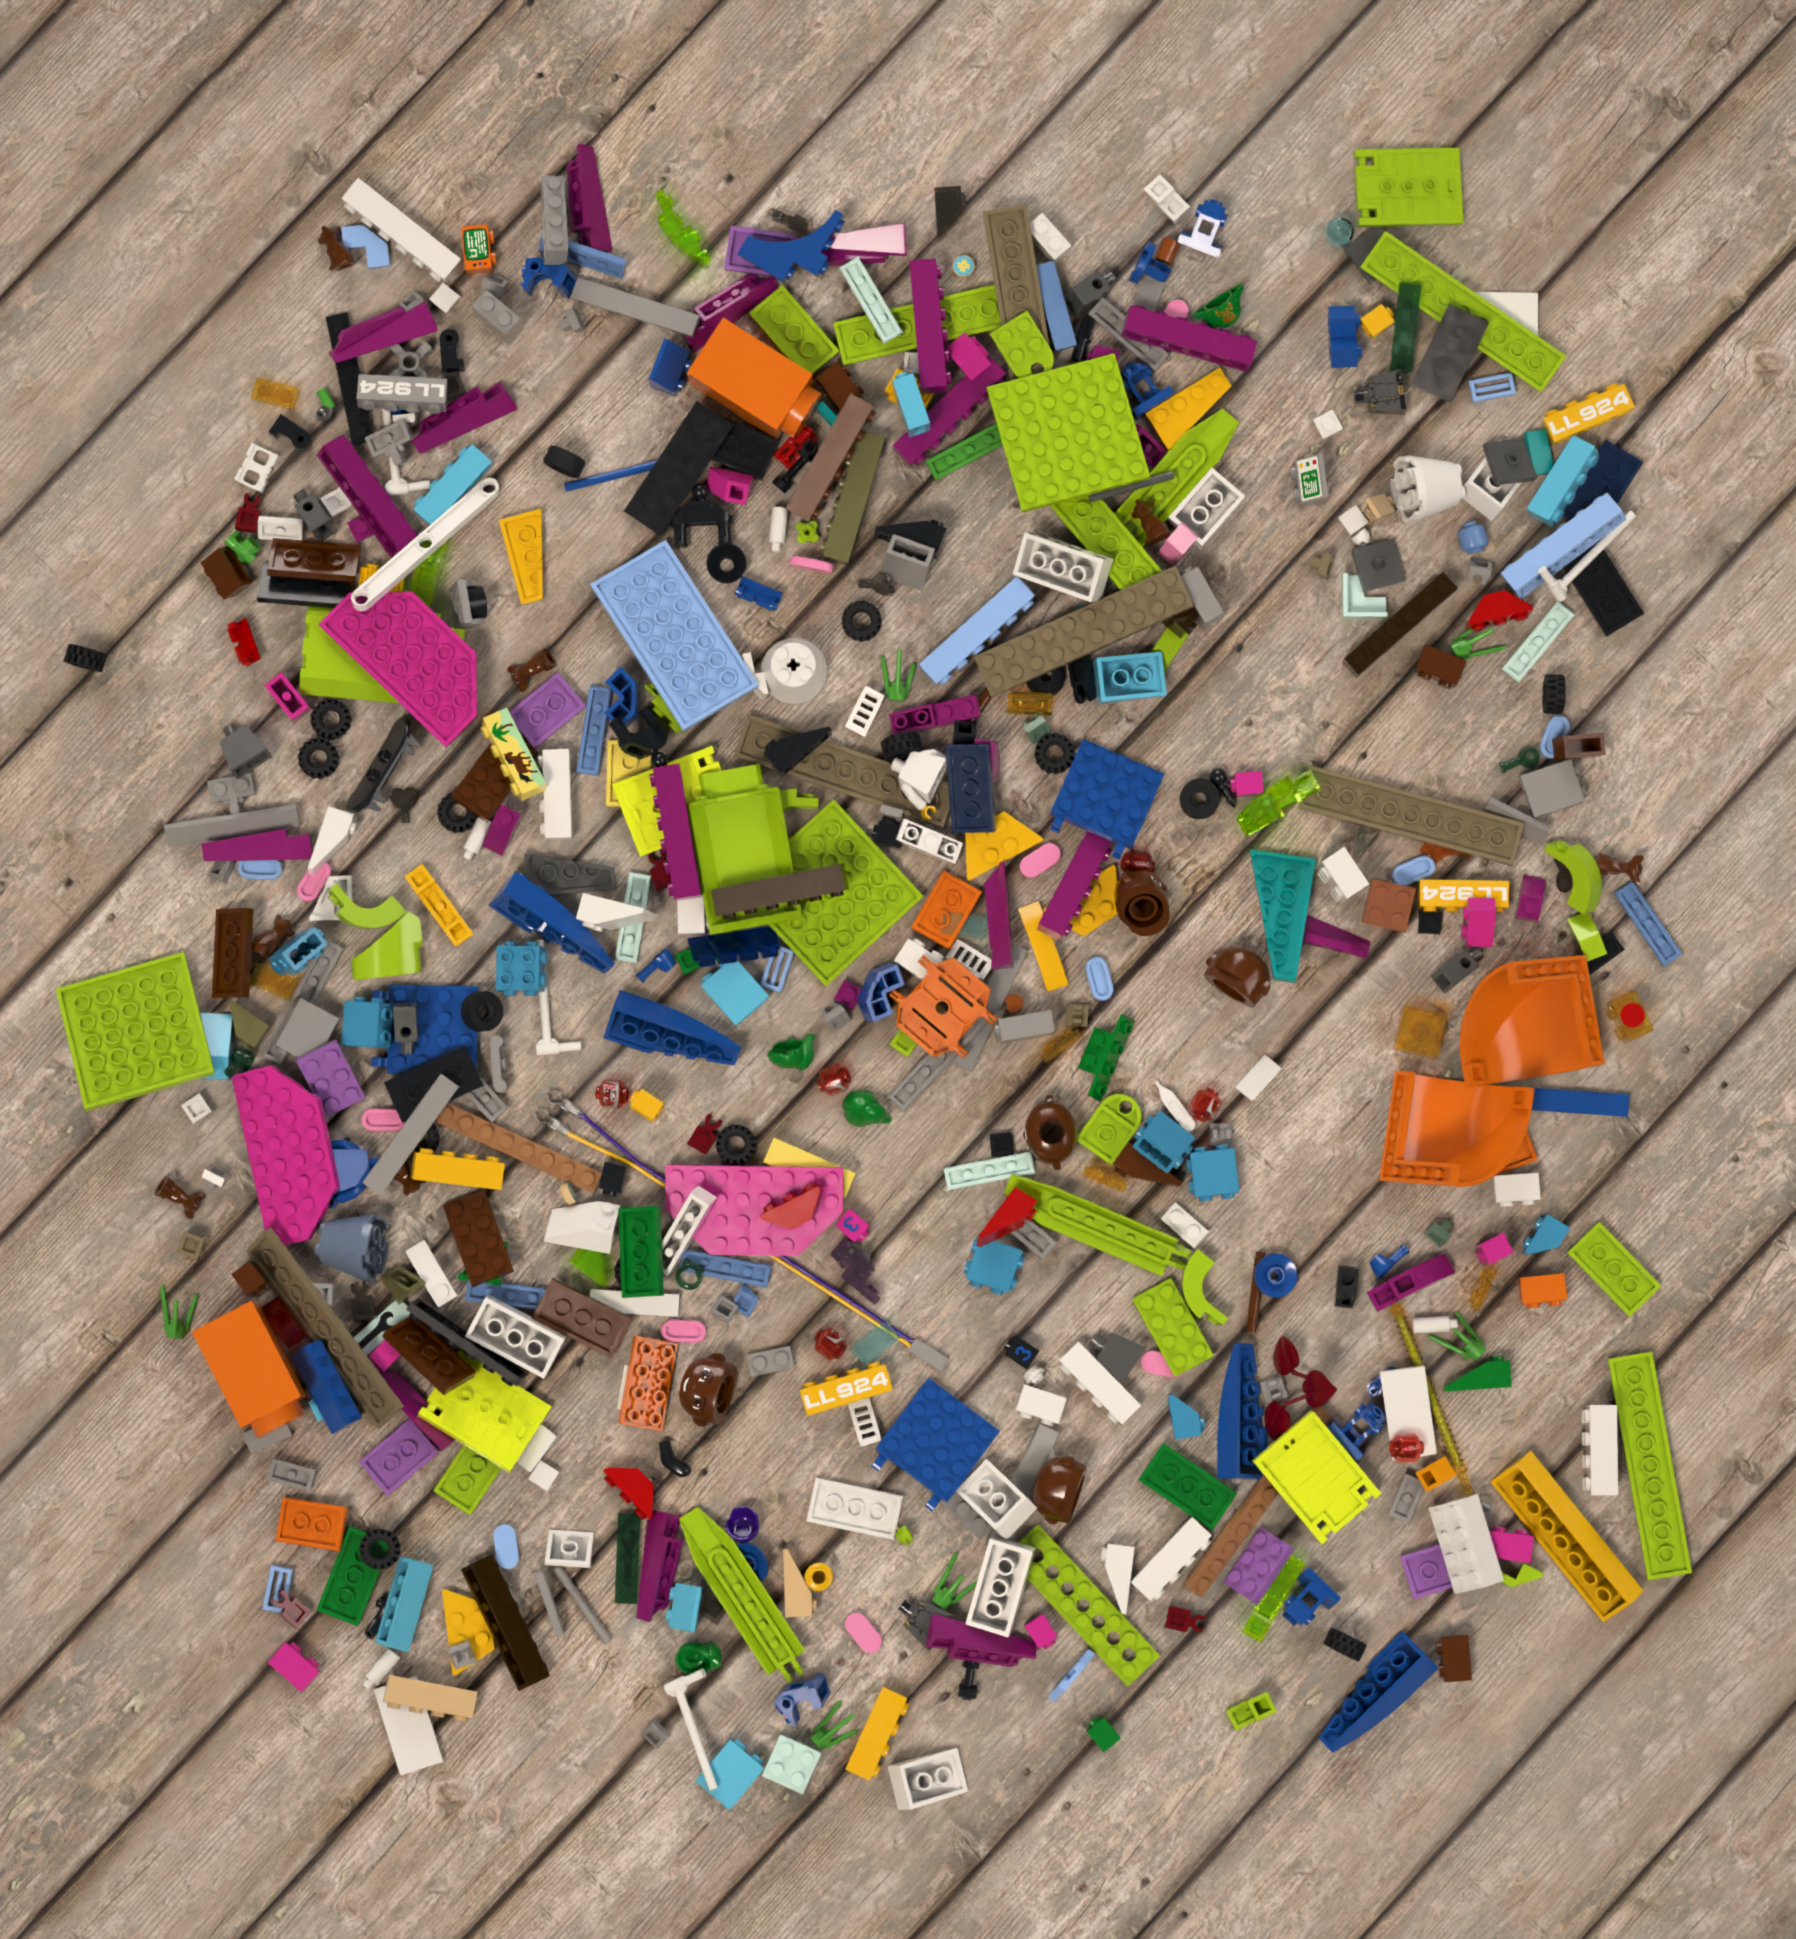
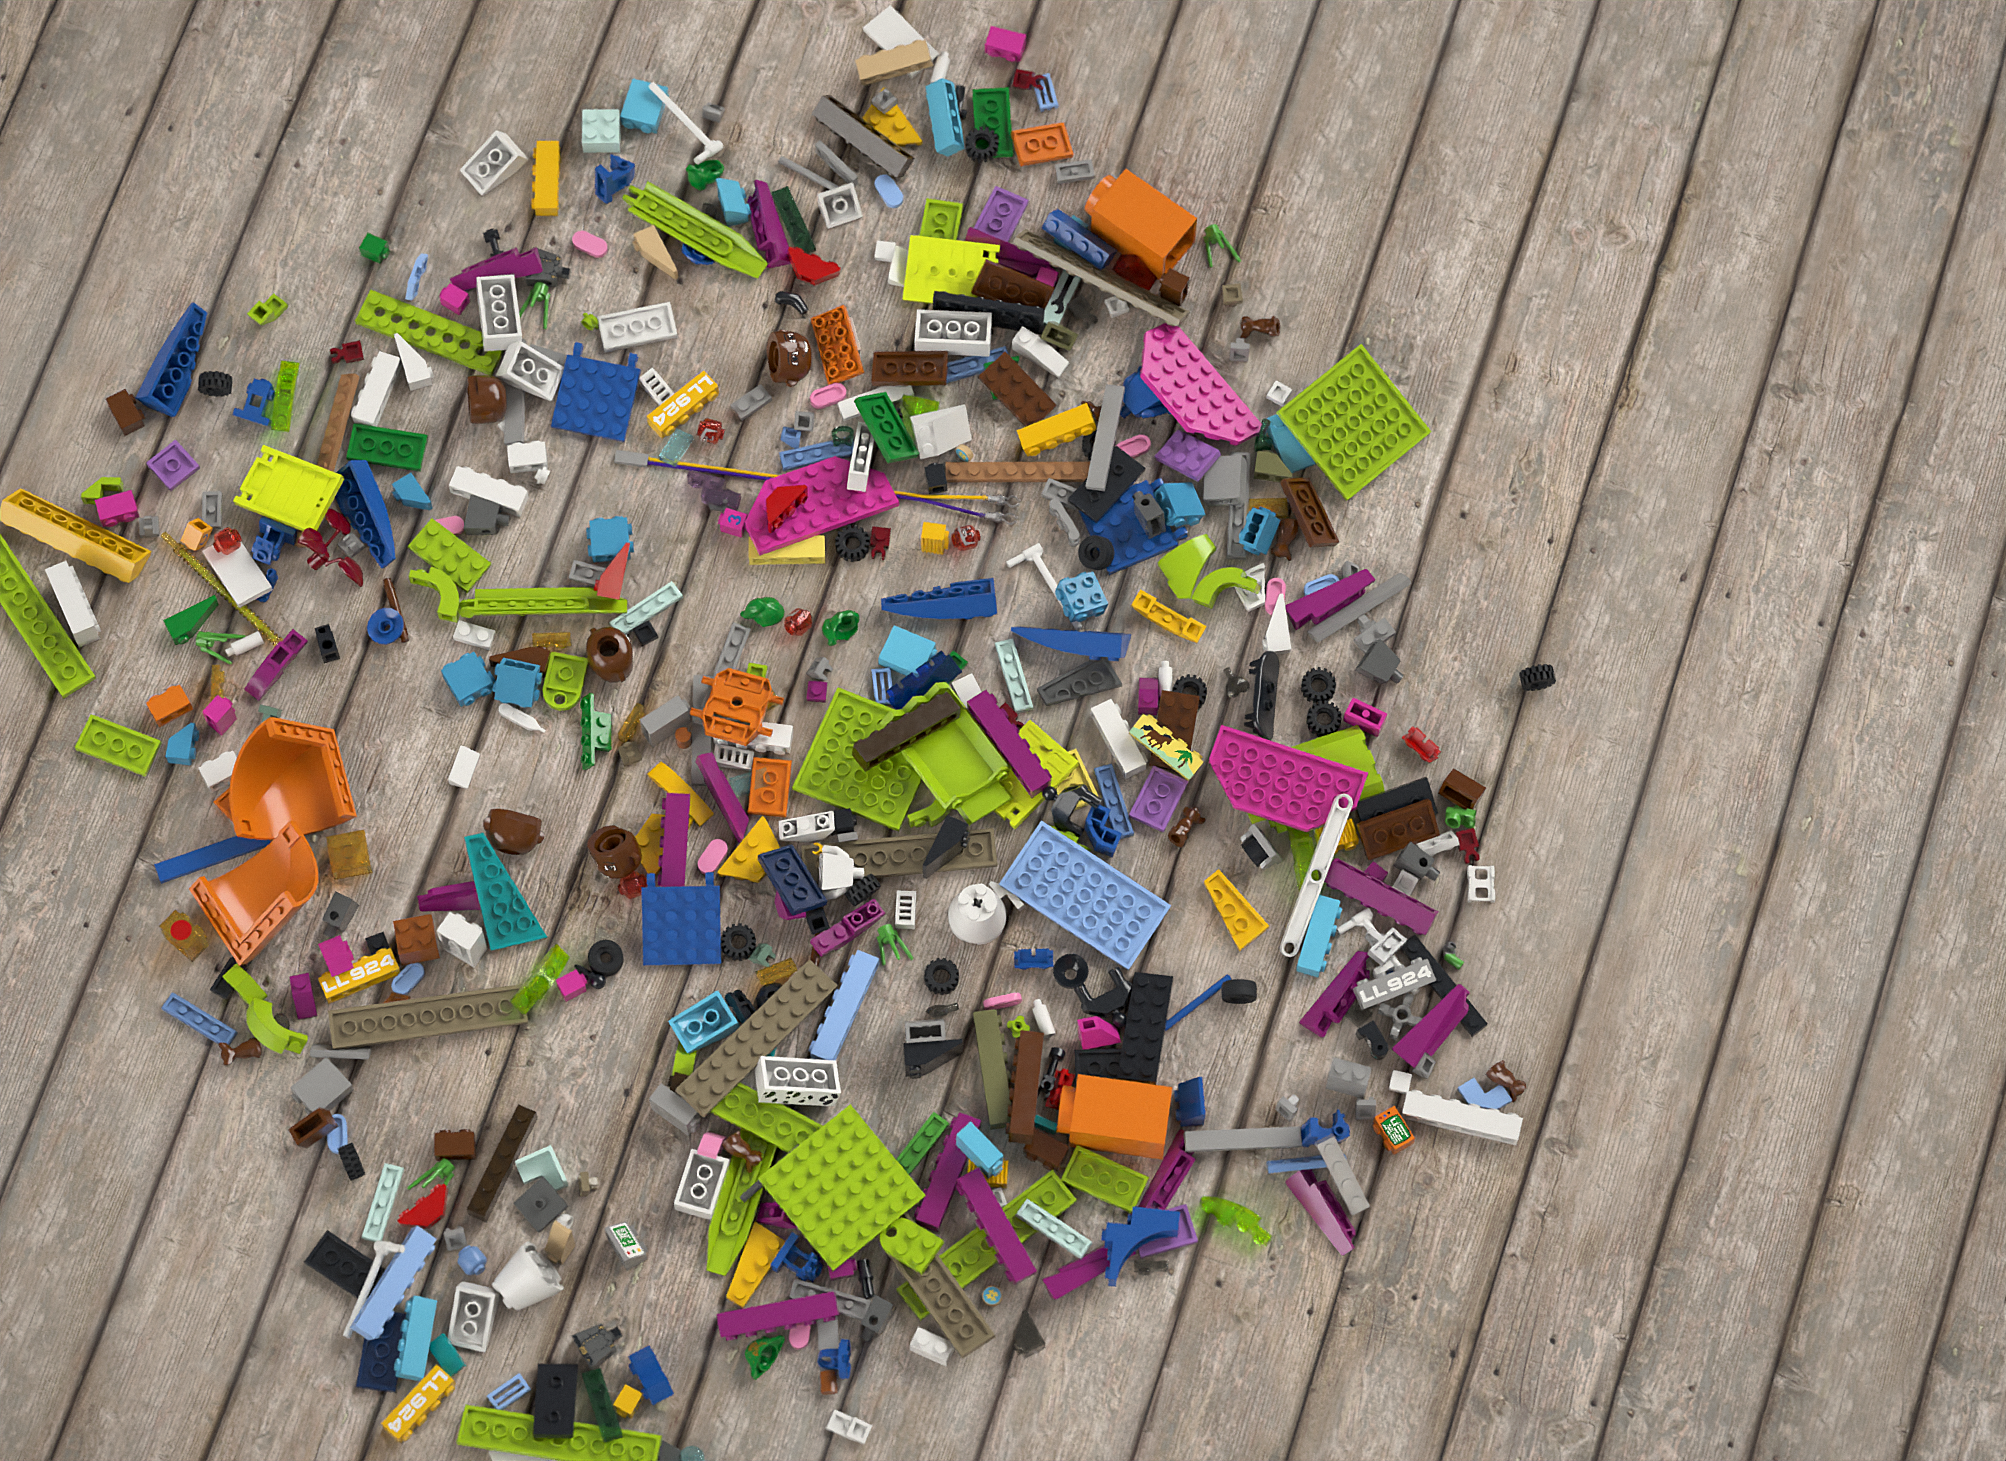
camera: 155 degrees right, 15 degrees down
(275, 393) = (1496, 946): clear yellow plate -> none
(299, 437) = (1466, 921): black leg -> none
(354, 1245) = (1107, 342): sand blue cone -> none
(607, 914) = (1033, 663): white slope -> none
(662, 961) = (975, 652): blue bar -> none
(742, 1524) = (716, 276): dark purple hair -> none
(819, 1577) = (641, 264): yellow head -> none
(823, 1737) = (585, 160): bright green plant -> none
(873, 996) = (796, 704): blue brick -> none
(969, 355) = (952, 1217): dark pink brick -> none
(1020, 1352) = (560, 487): black brick -> none
(1055, 307) = (900, 1292): medium blue tile -> none
(1099, 979) = (624, 788): light blue tile -> none
(1205, 1105) = (497, 727): clear red head -> none
(1214, 213) = (804, 1424): tile -> none
(1220, 1134) = (475, 713): light grey tile -> none
(1258, 1565) = (306, 411): medium lavender plate -> none
(1327, 424) = (632, 1301): white plate -> none
(1353, 520) = (580, 1232): white tile -> none
(1382, 1265) = (304, 670): blue bar -> none
(1466, 1544) = (150, 491): white brick -> none
(1509, 461) = (467, 1333): dark grey plate -> none
(1521, 759) = (357, 1110): clear green bar -> none

